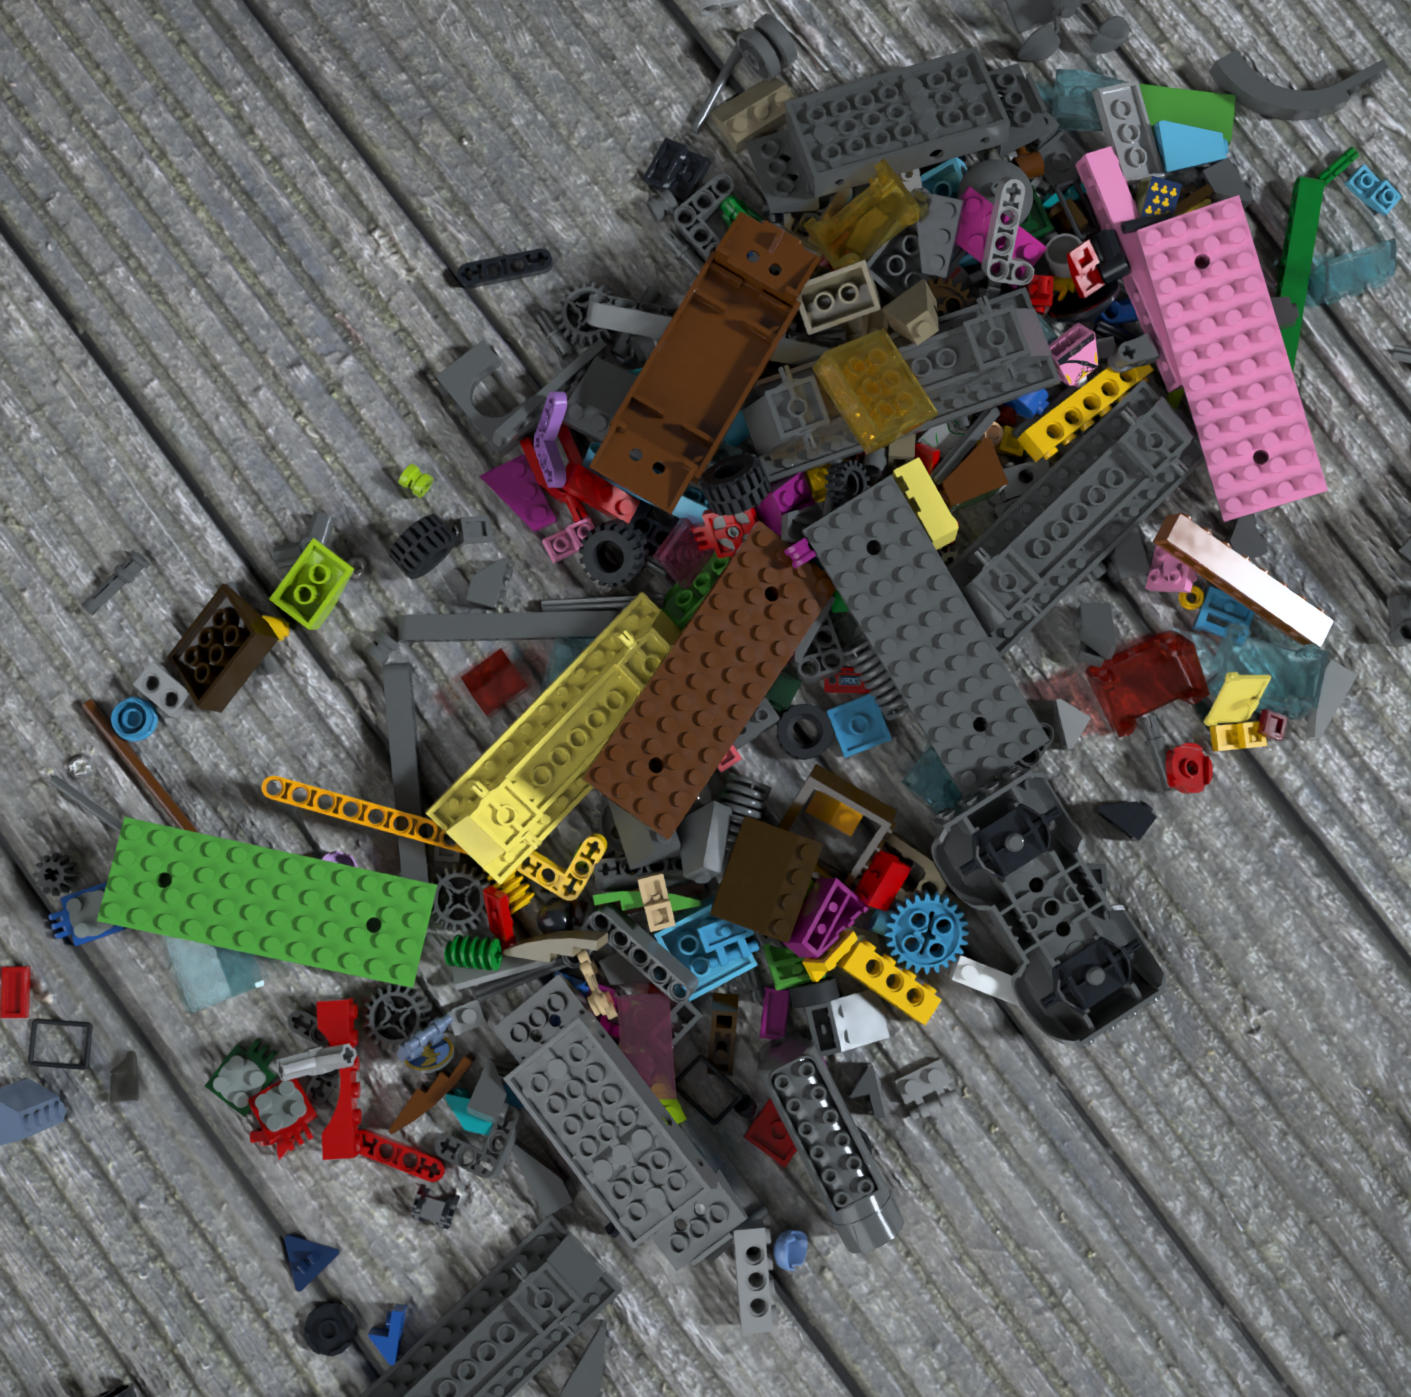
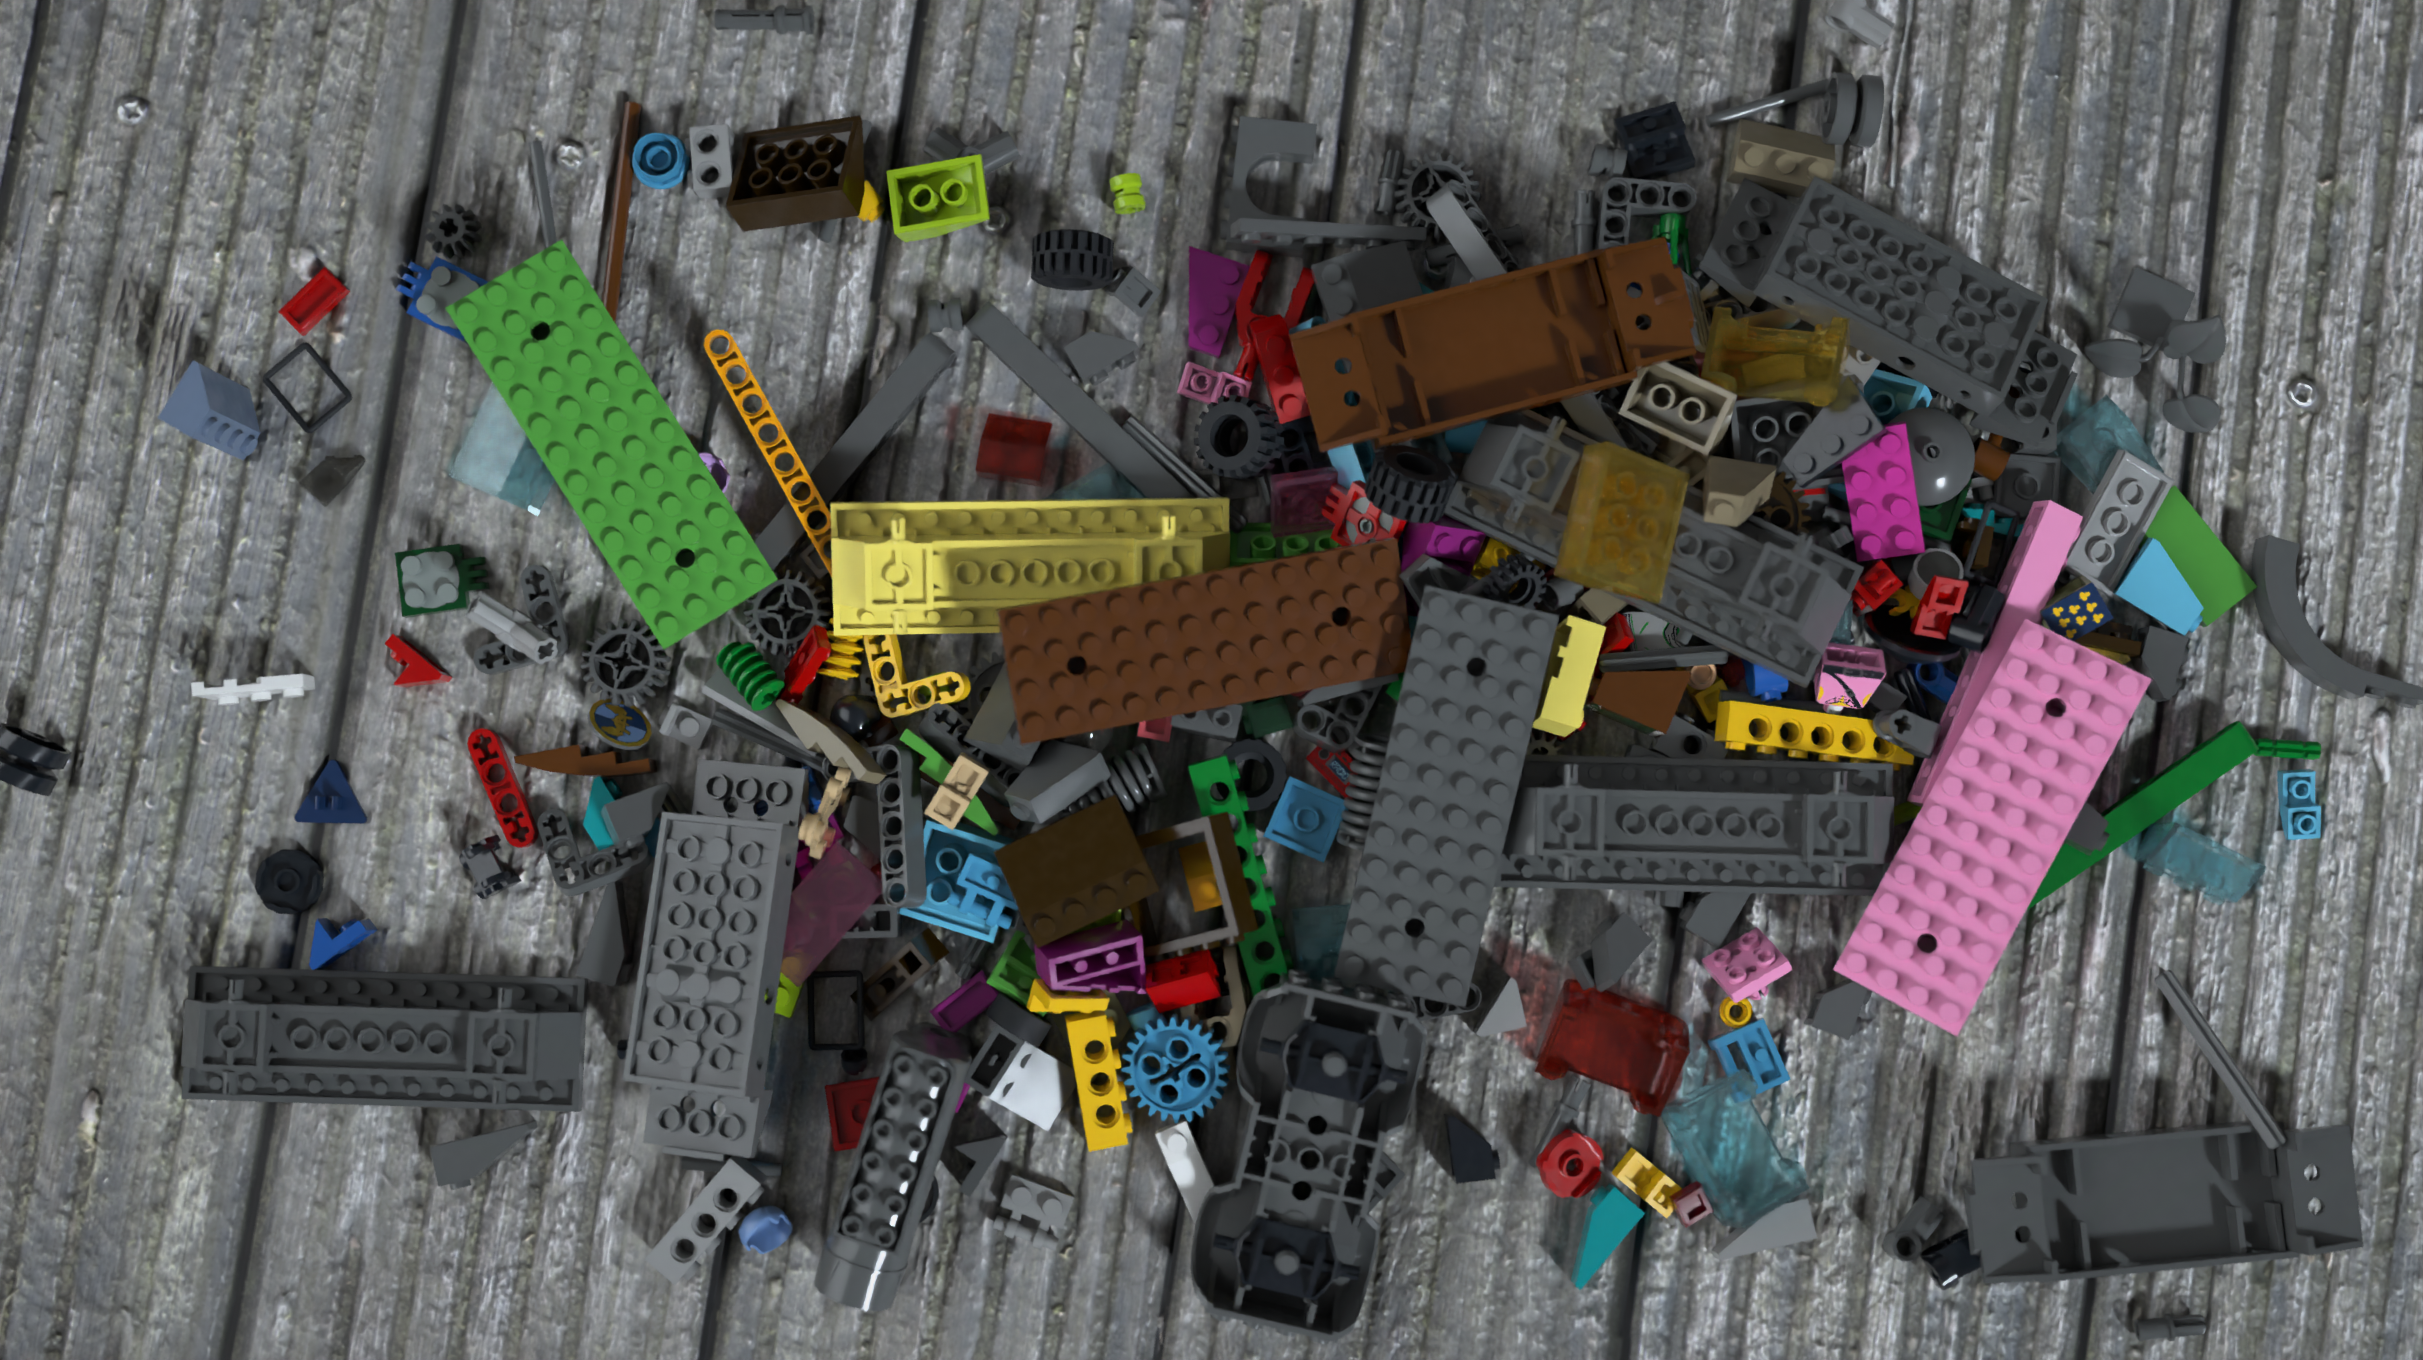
camera: 45 degrees right, 0 degrees up
(204, 1241) = (261, 690): none -> white wing
(283, 1112) = (440, 646): piece -> none
(341, 1135) = (471, 717): red arch -> none
(432, 1034) = (622, 702): sand blue plate -> none
(504, 263) = (1407, 74): black beam -> none
(545, 437) = (1280, 272): medium lavender beam -> none
(782, 756) = (1204, 775): none -> green brick
(800, 553) = (1403, 604): magenta wheel -> none
(1008, 229) = (1900, 499): light grey beam -> none
(1135, 224) = (2030, 612): black piece -> none
(1237, 698) = (1679, 1145): light yellow door -> none
(1239, 781) = (1605, 1226): none -> teal slope
(1242, 580) = (1796, 1041): brick -> none

